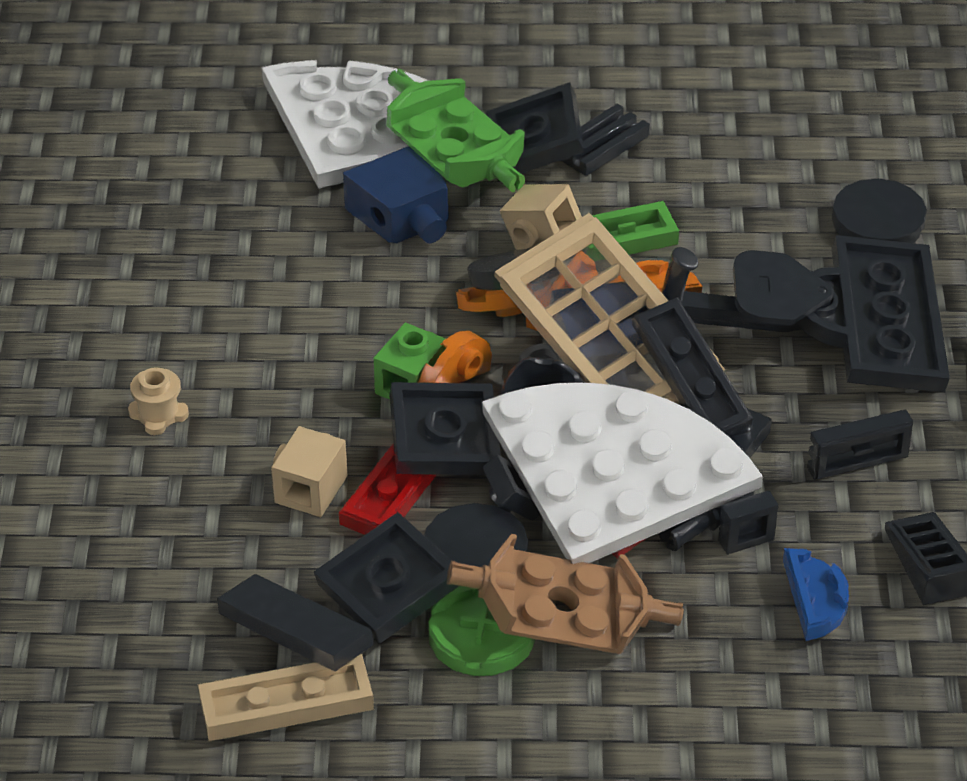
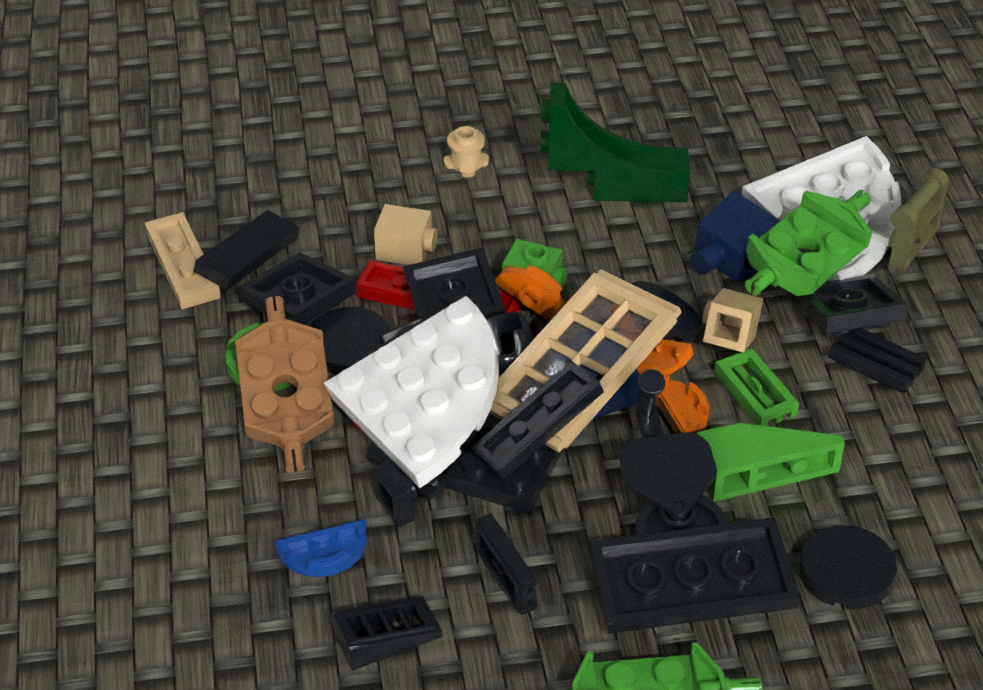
camera: 80 degrees right, 0 degrees up
(249, 261) = (613, 164): none -> dark green arch
(423, 49) = (917, 219): none -> olive plate
(736, 230) = (768, 457): none -> bright green slope

